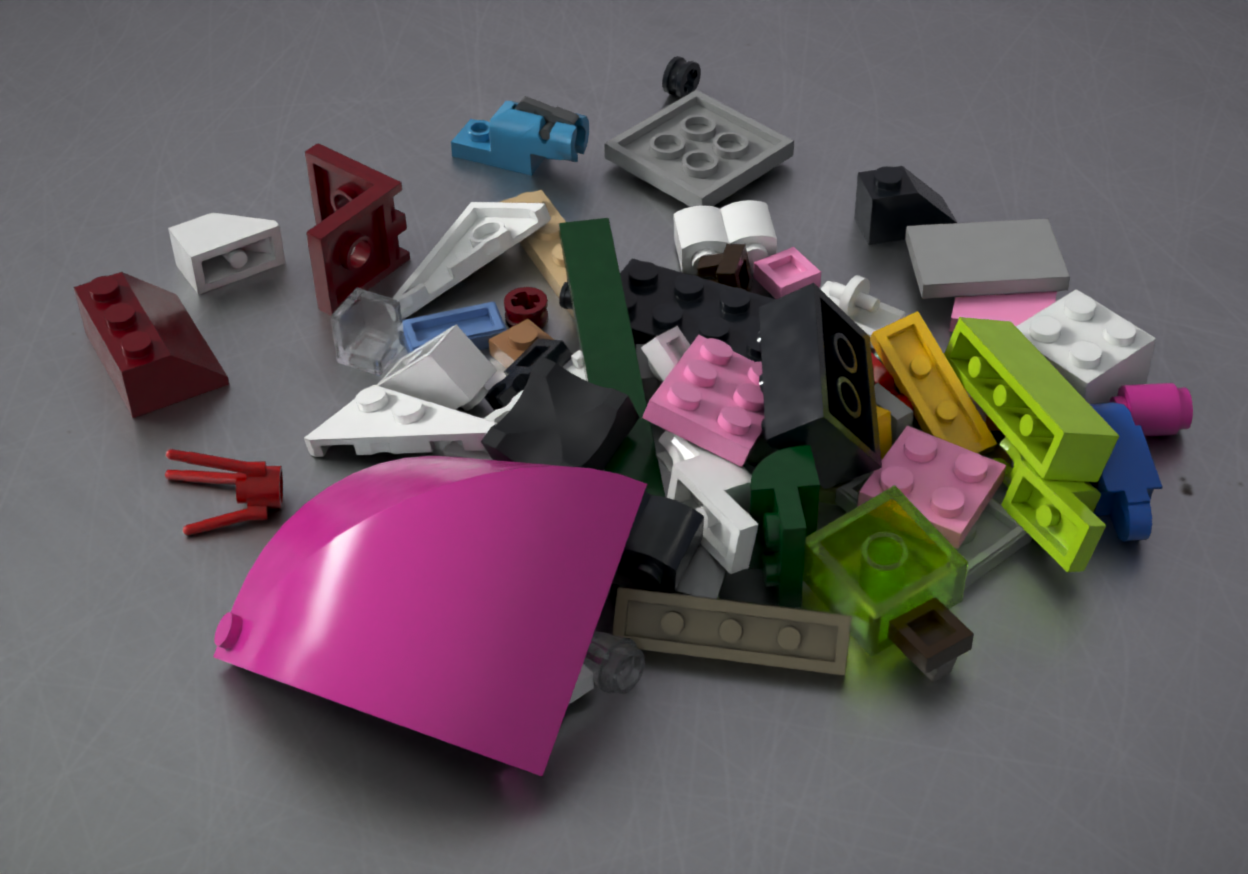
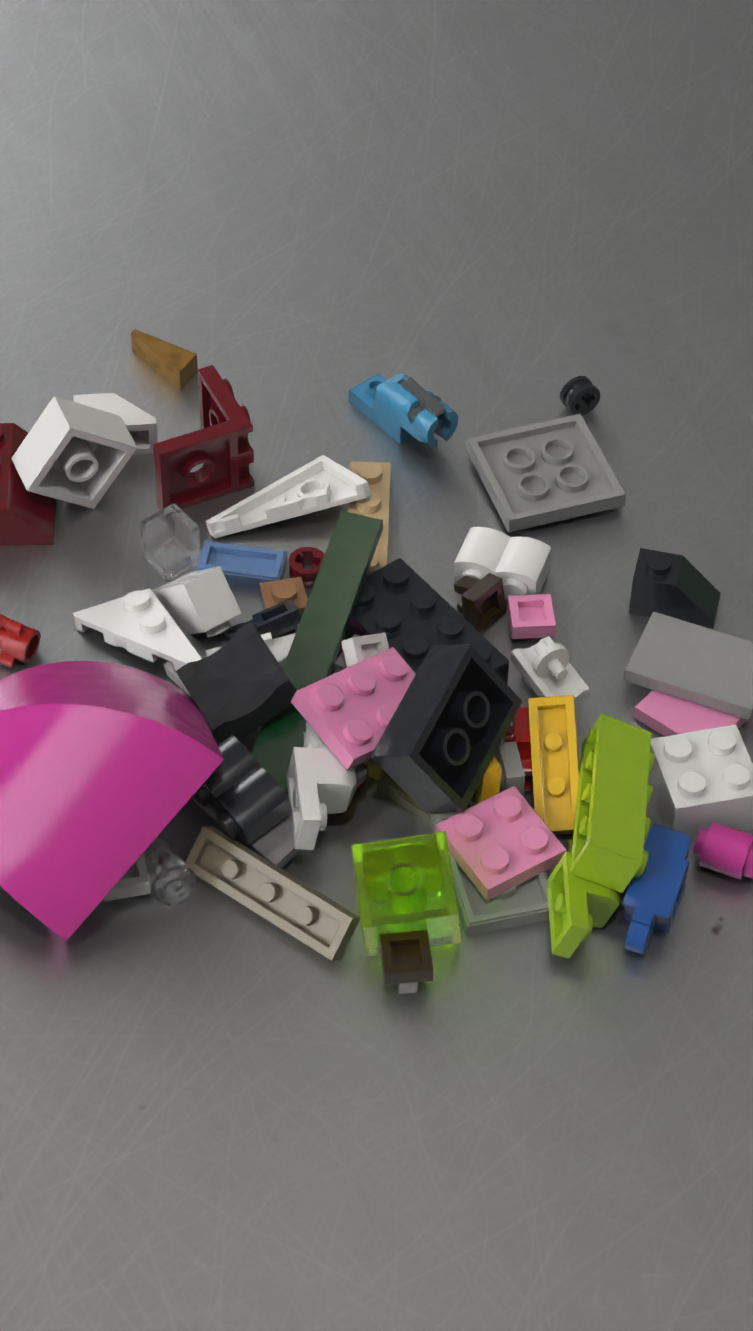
camera: 25 degrees right, 5 degrees up
(212, 275) = (73, 452): none -> white brick
(234, 173) = (167, 359): none -> pearl gold piece
(786, 510) = (359, 812): dark green brick -> none

